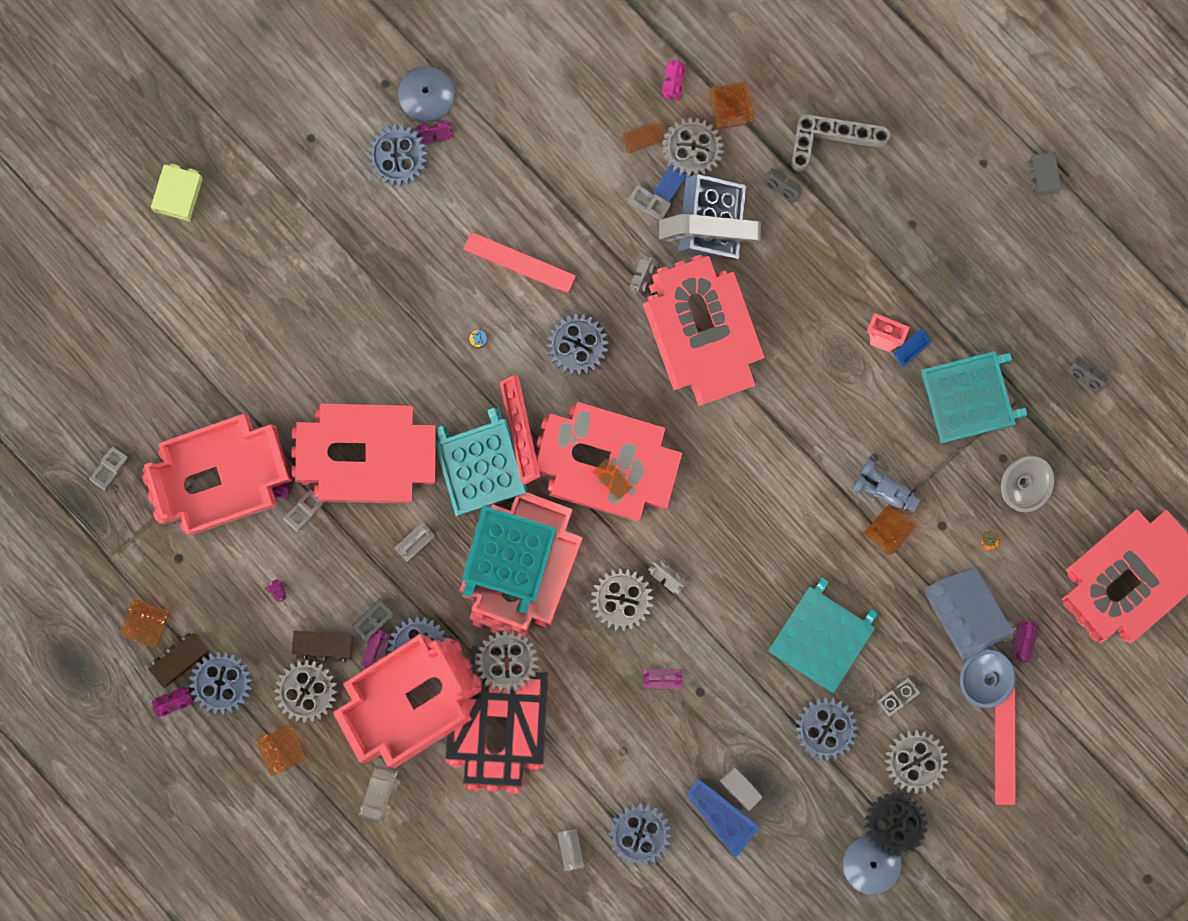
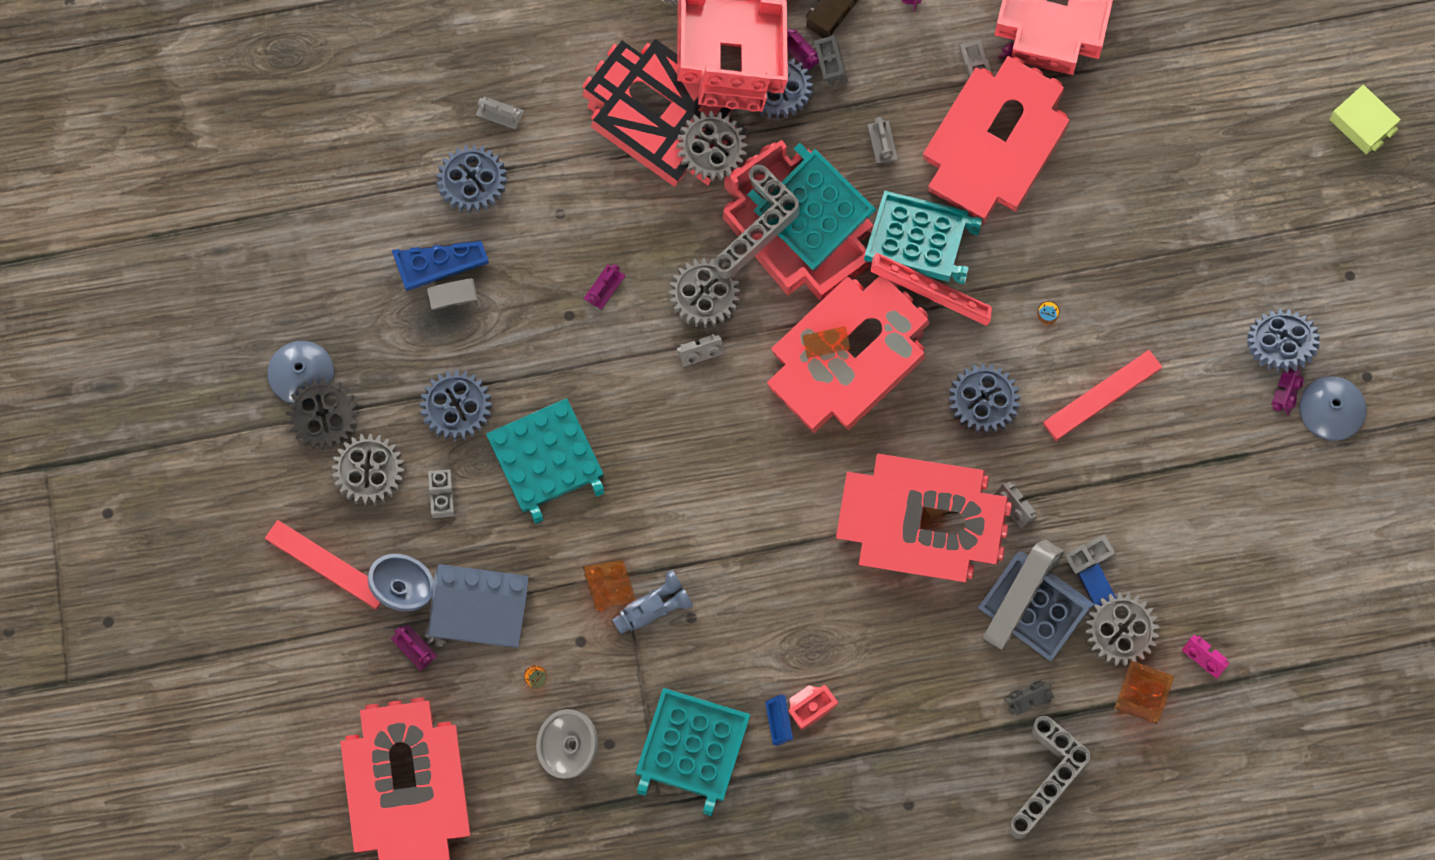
camera: 120 degrees right, 10 degrees down
(548, 583) = (761, 224): none -> light grey beam
(643, 137) = (1162, 590): clear orange tile -> none

